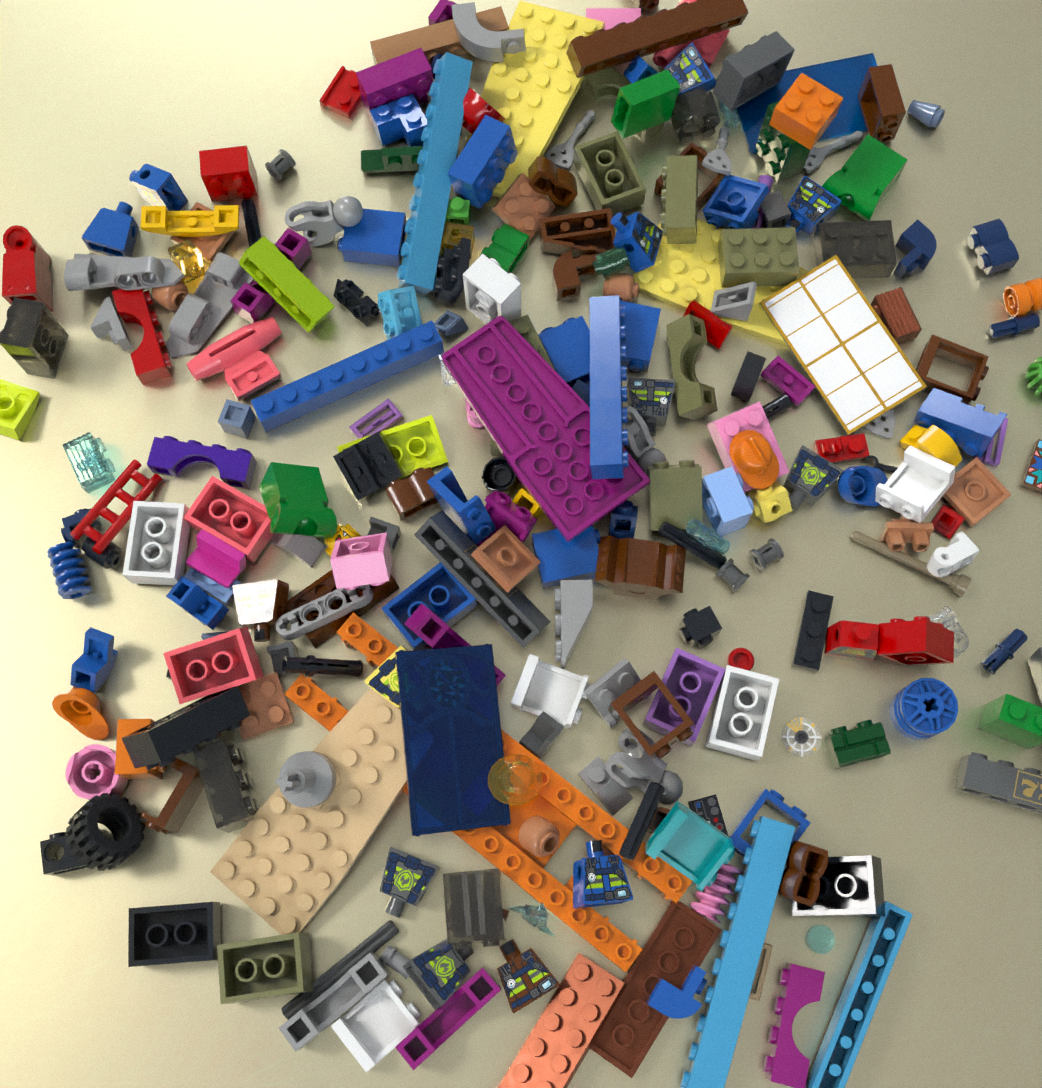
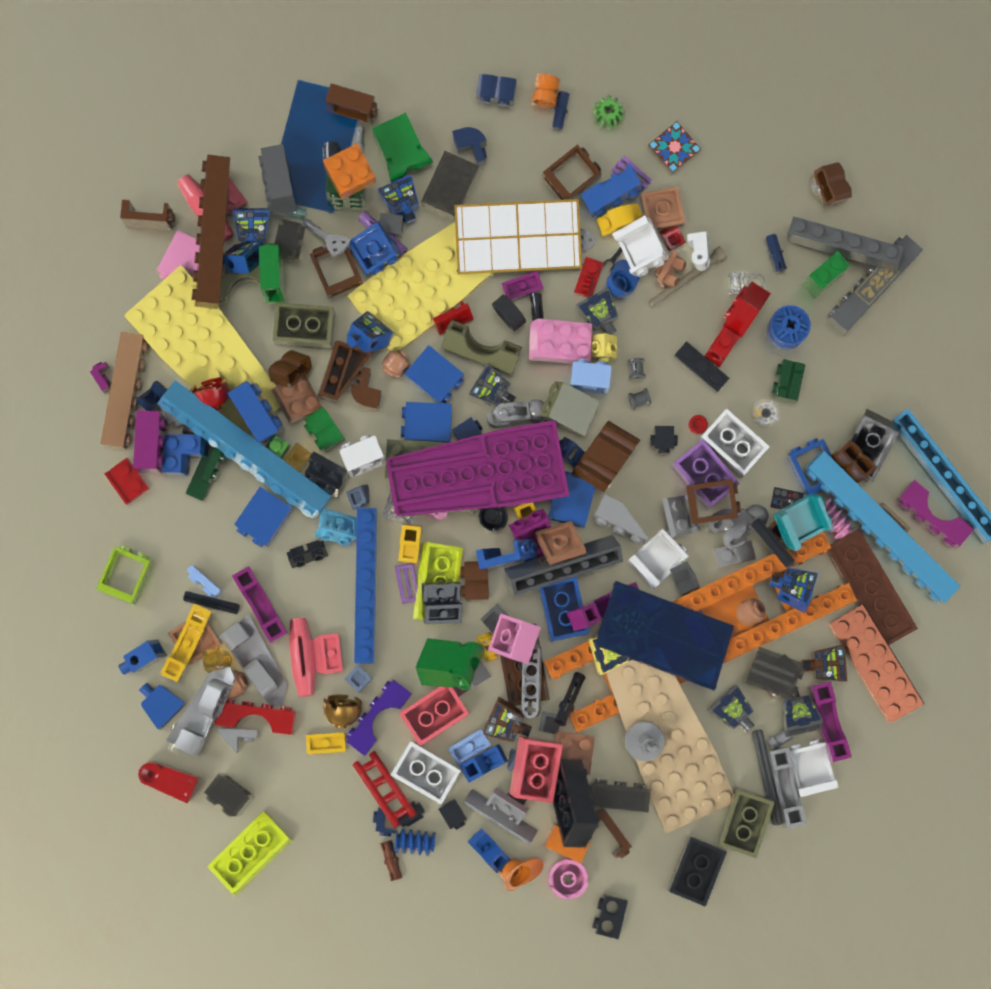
camera: 70 degrees left, 10 degrees up
(36, 559) = (391, 860): none -> copper pin
(89, 462) = (338, 796): clear light blue brick -> none
(92, 845) = (612, 887): black tyre -> none
(122, 600) = (453, 814): none -> black brick
(145, 419) = (326, 743): none -> yellow plate
(147, 659) = (503, 812): none -> light grey bracket
(191, 416) = (341, 711): none -> pearl gold cylinder
(216, 559) = (458, 737): dark pink panel -> none
(228, 173) = (161, 599): red brick -> none
(242, 115) = (102, 585): none -> lime window
(274, 206) = (209, 587): none -> light blue plate
(280, 164) = (171, 561): dark grey bush -> none
(286, 284) = (276, 597): lime brick -> none
(324, 218) = (239, 543): light grey piece -> none
(425, 398) = (410, 543): none -> yellow brick
(482, 42) = (146, 365): light grey arch -> none
(515, 779) = (708, 609): clear yellow hat -> none
(535, 916) = (794, 639): clear light blue piece -> none
(568, 146) = (259, 341): light grey piece -> none
(606, 388) = (479, 416): brick -> none
(611, 261) = (378, 361): clear green brick -> none
(676, 1002) = (890, 575): blue brick -> none
(680, 199) = (359, 289): olive brick -> none
(692, 545) = (607, 414): black axle -> none
(707, 536) = (604, 405): clear light blue pin -> none
(734, 301) = (449, 292): light grey slope -> none
(754, 459) = (574, 343): orange piece -> none
(758, 256) = (425, 257): olive brick -> none
(820, 939) = (893, 470): clear light blue tile -> none
(897, 315) = (513, 187): copper brick -> none
(927, 113) = (368, 72): sand blue cone -> none

